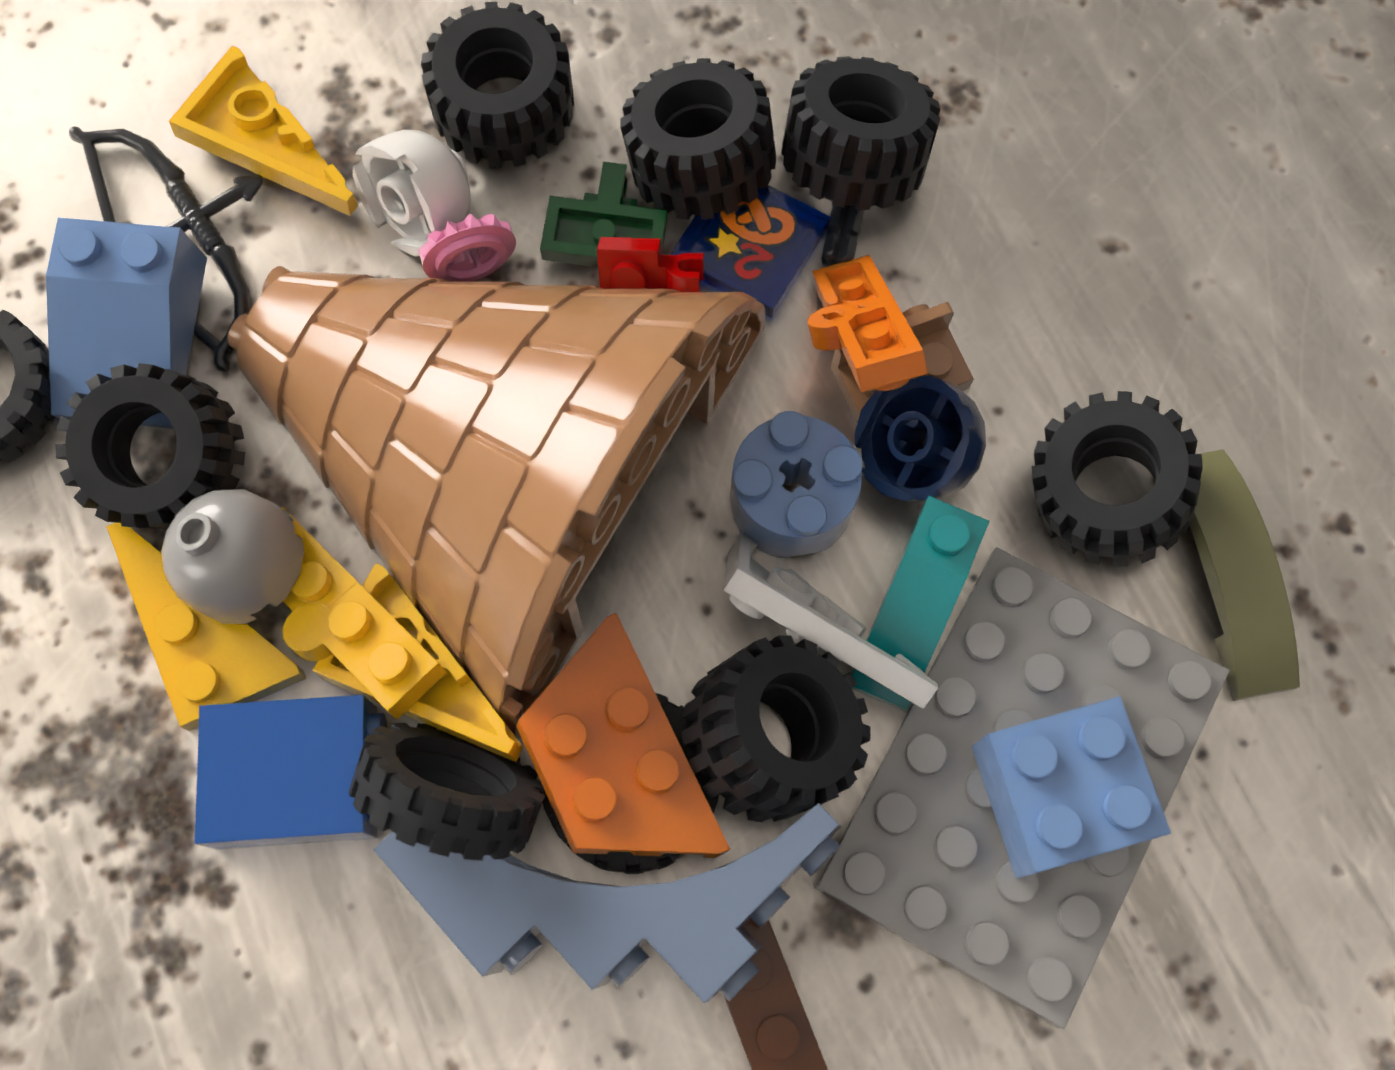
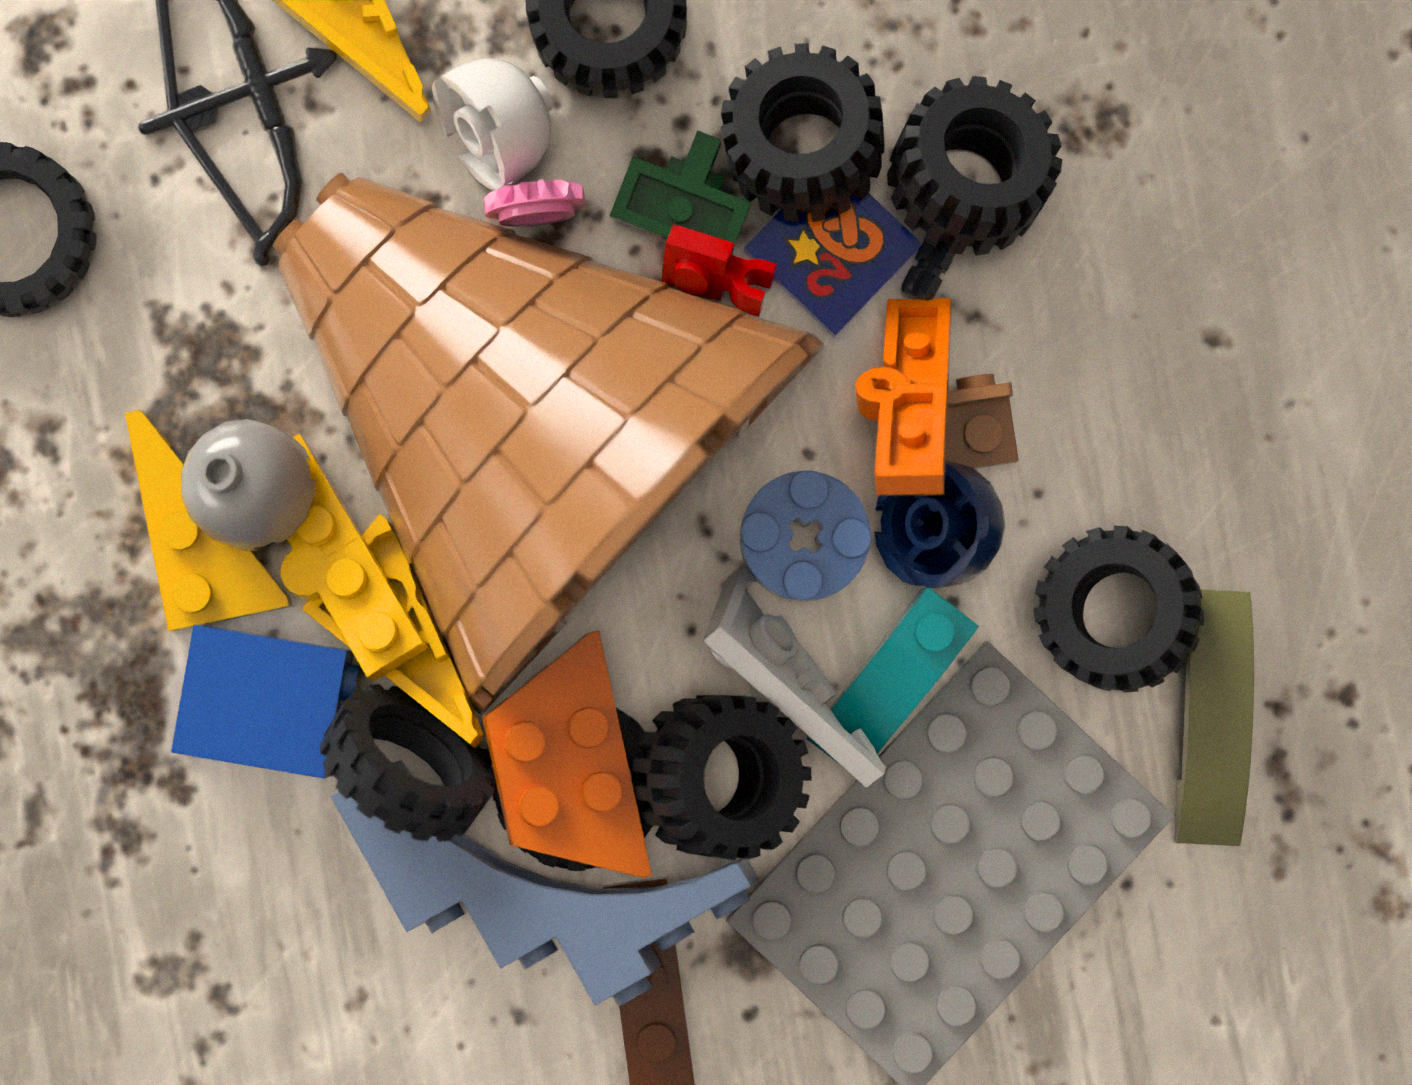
camera: 10 degrees right, 15 degrees up
(102, 436) = (140, 376): black tyre -> none
(117, 301) = (169, 201): medium blue slope -> none
(1069, 787) = (974, 897): medium blue brick -> none

